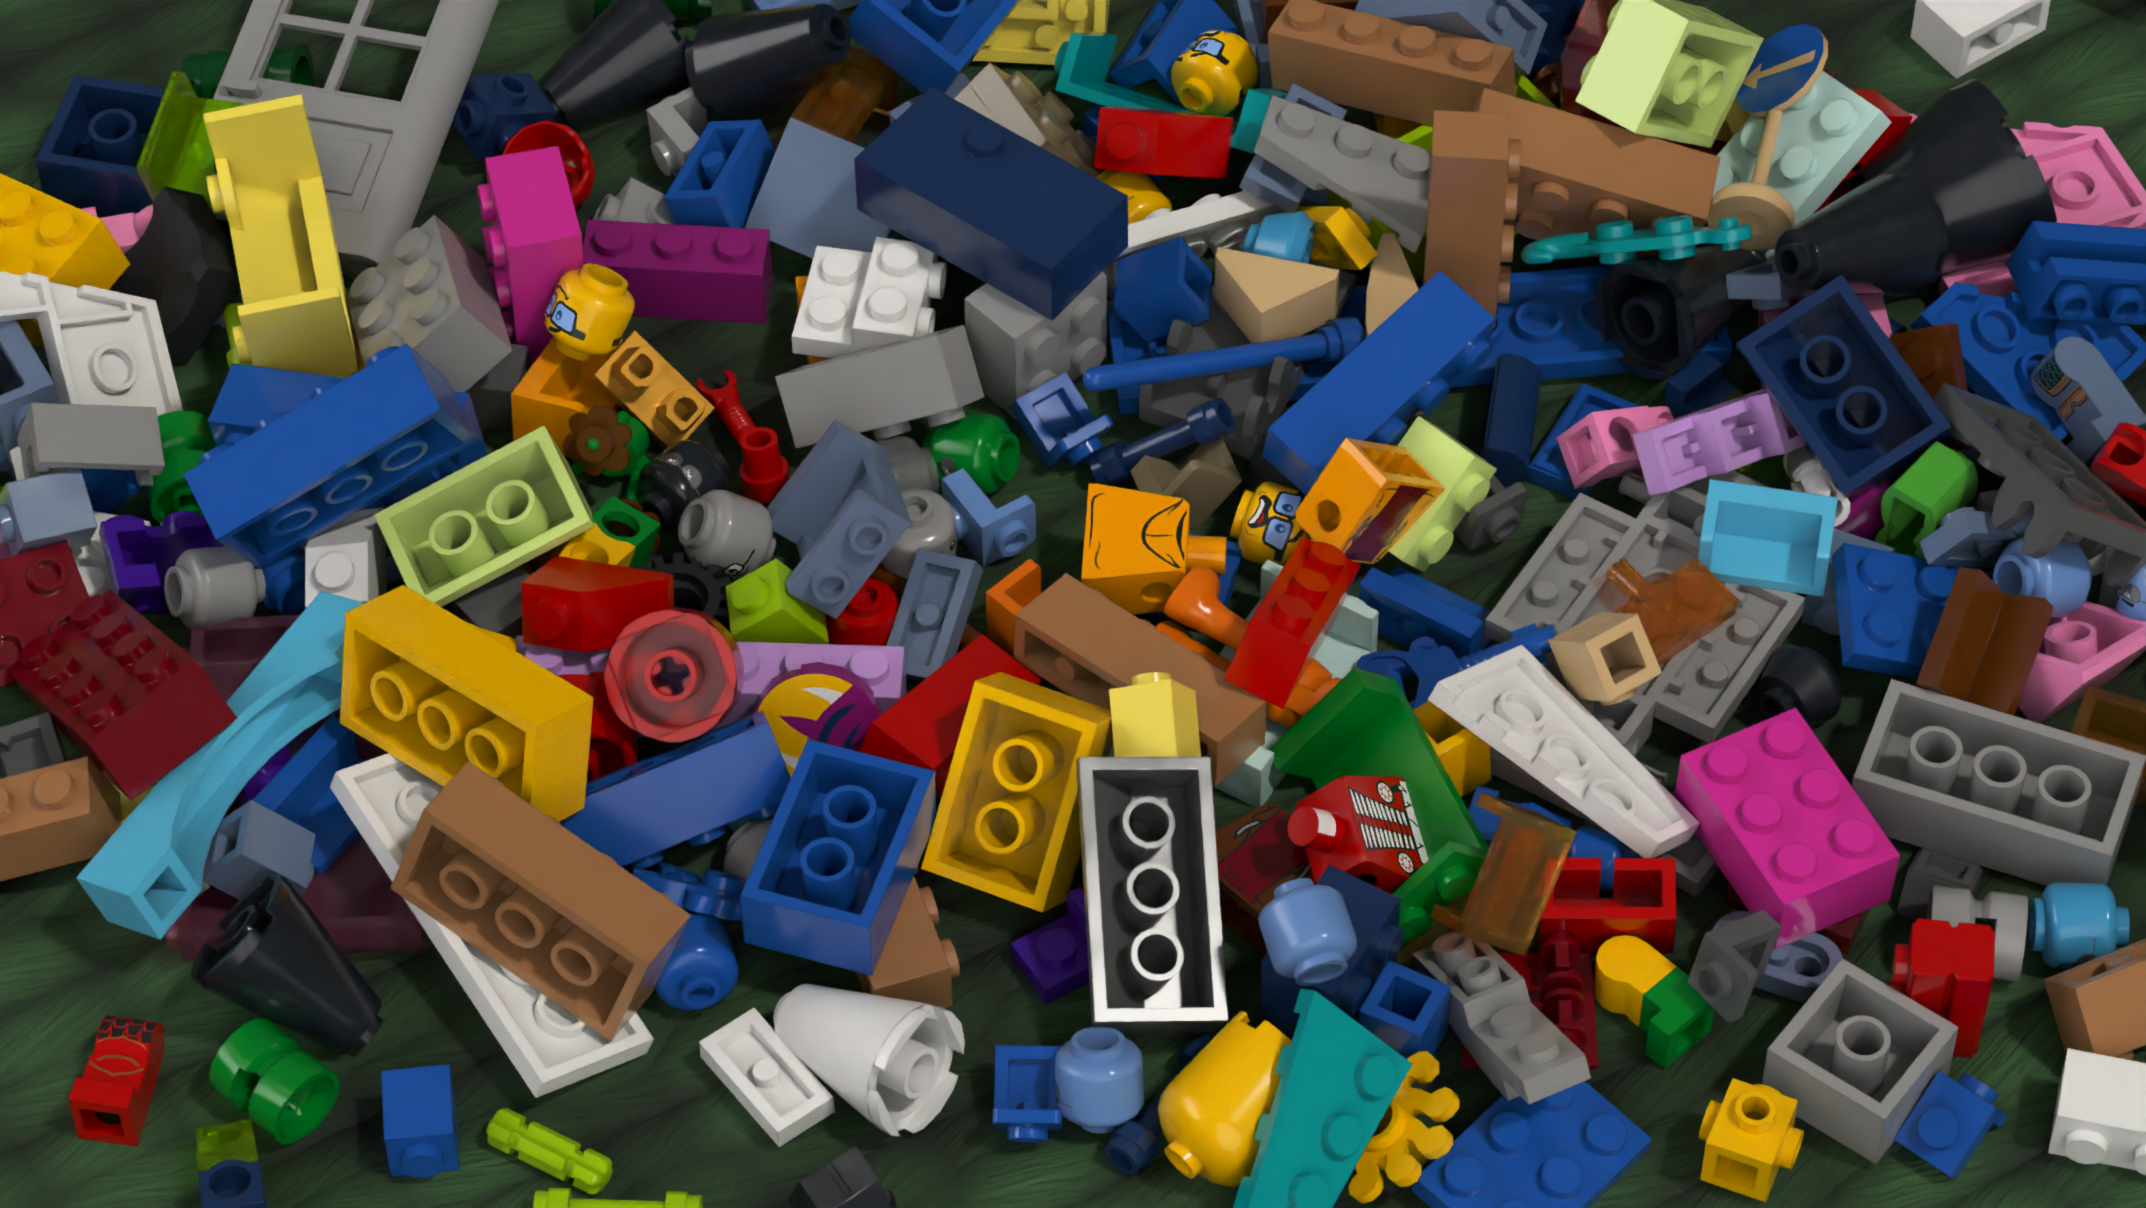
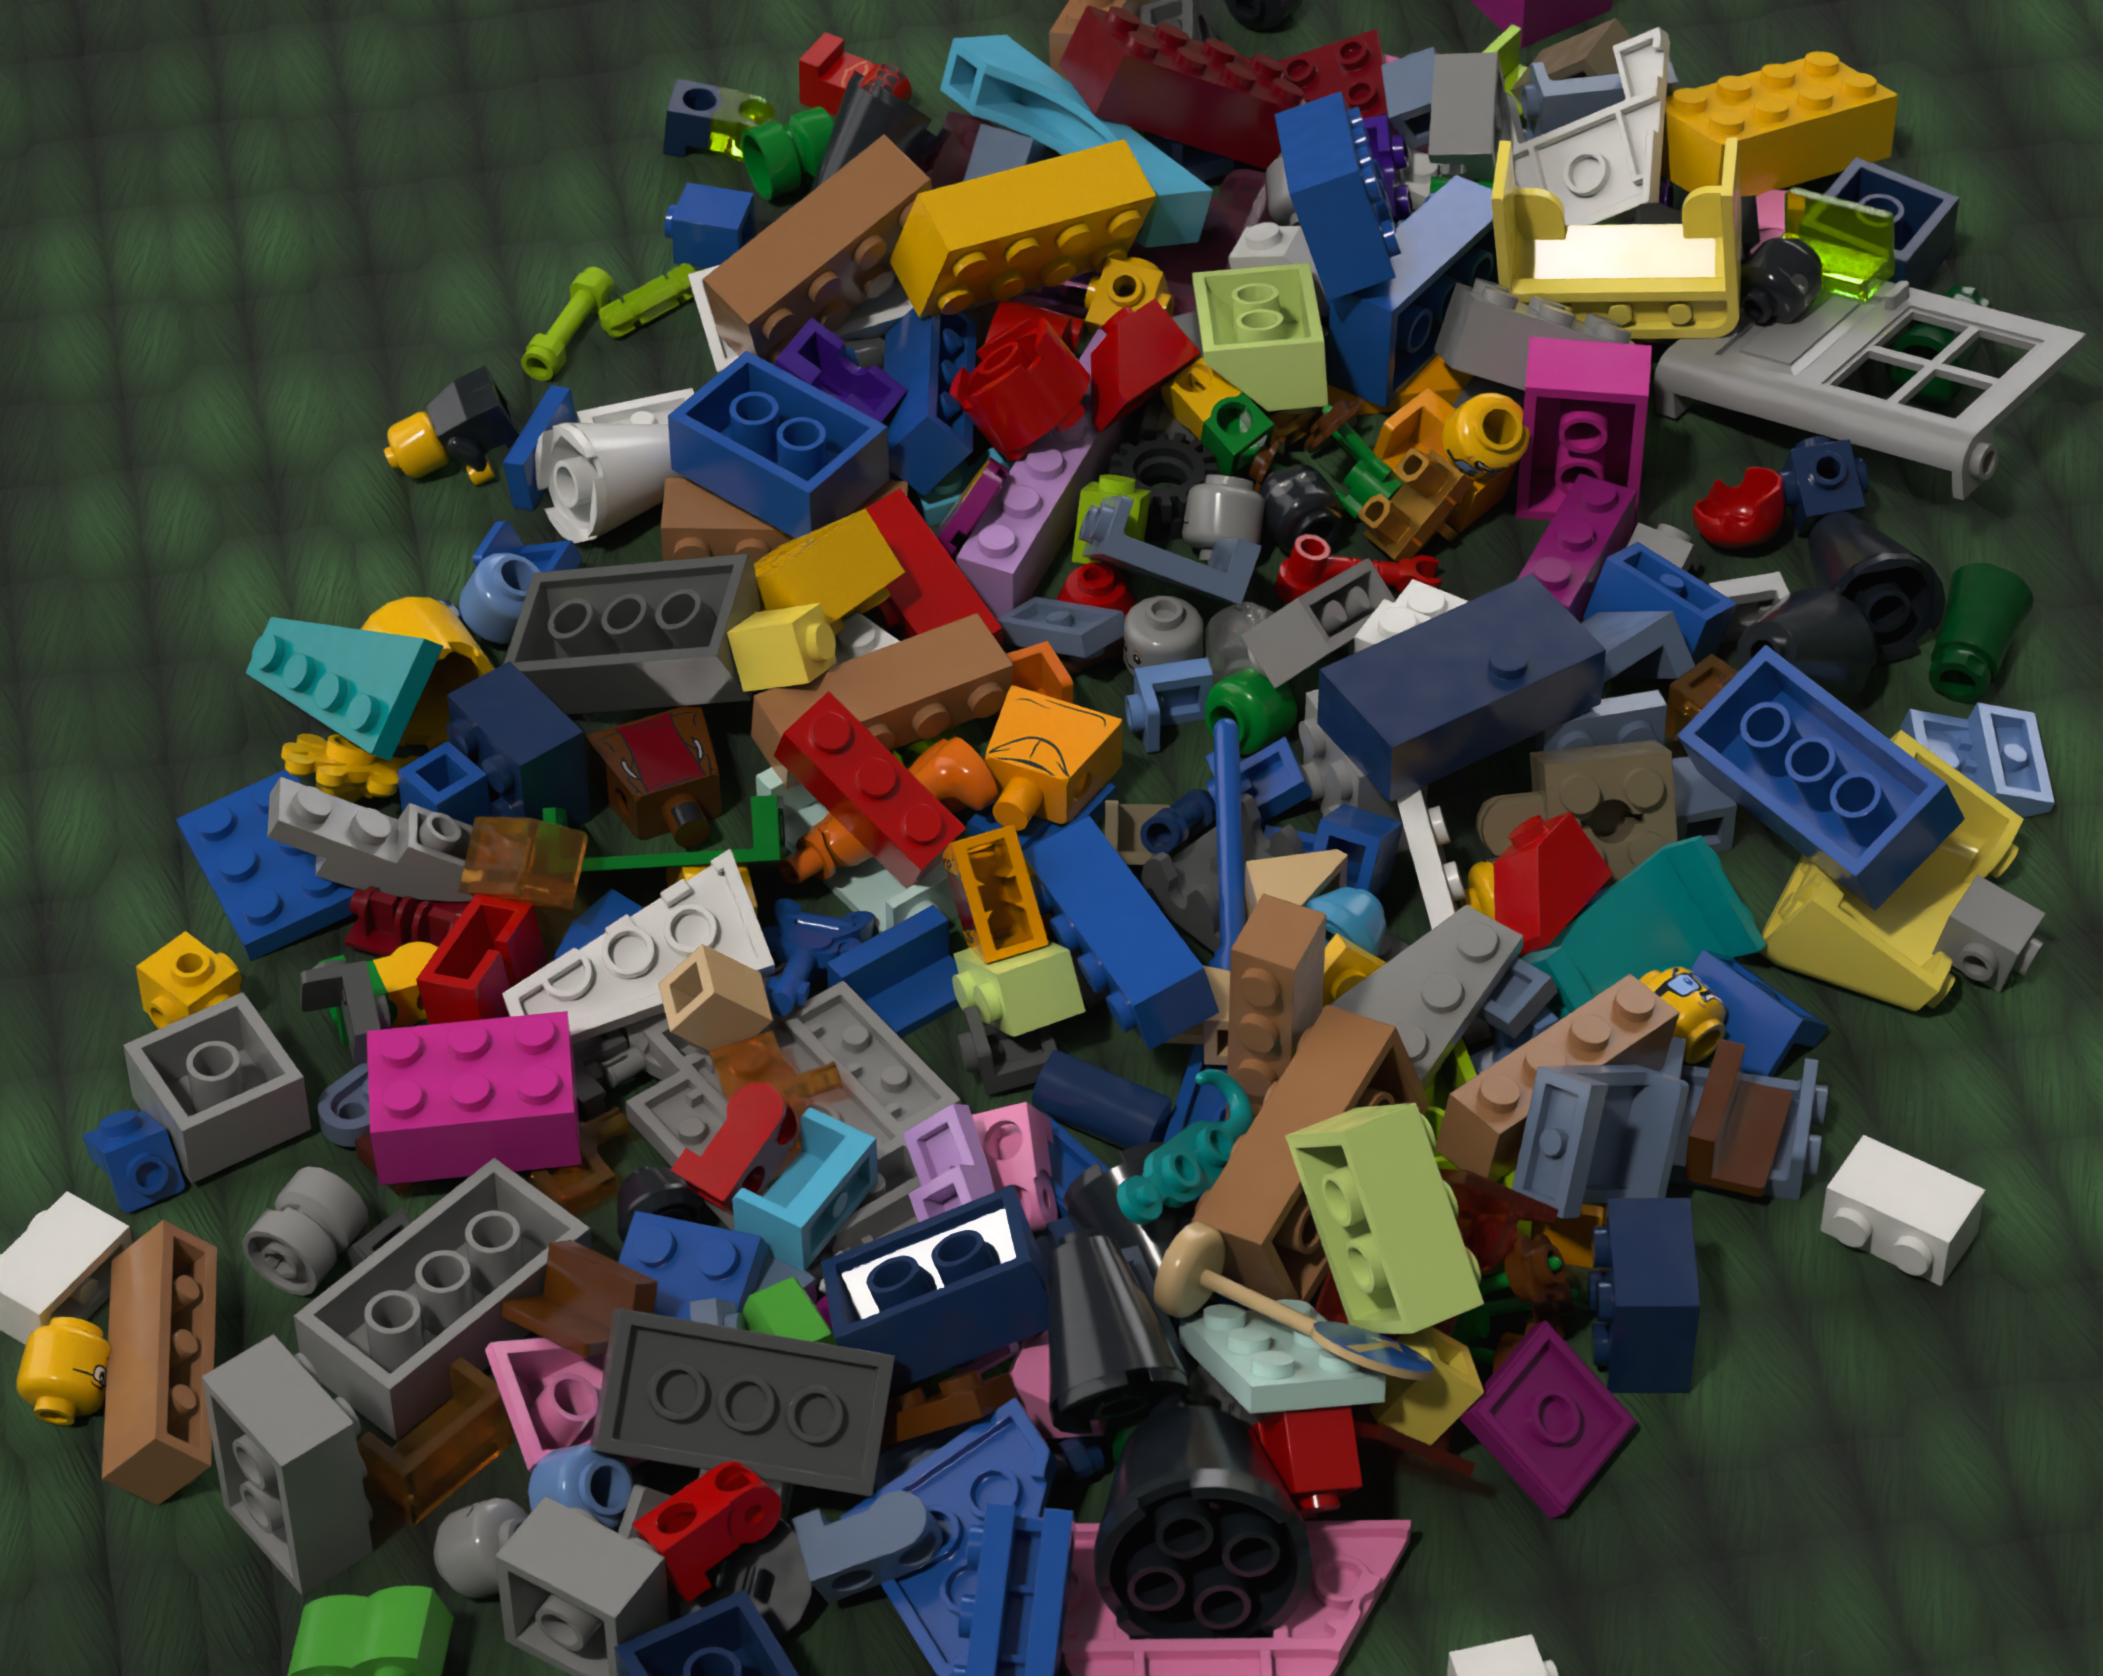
camera: 110 degrees right, 5 degrees down
(717, 839) = (821, 361): none -> dark purple cylinder
(805, 1147) = (519, 464): none -> blue tile
(1308, 932) = (497, 666): medium blue head -> none
(1362, 829) = (631, 796): red torso -> none
(1765, 581) = (744, 1150): none -> red leg
(1948, 974) = (242, 1157): red brick -> none
(2076, 923) = (266, 1305): dark azure head -> none

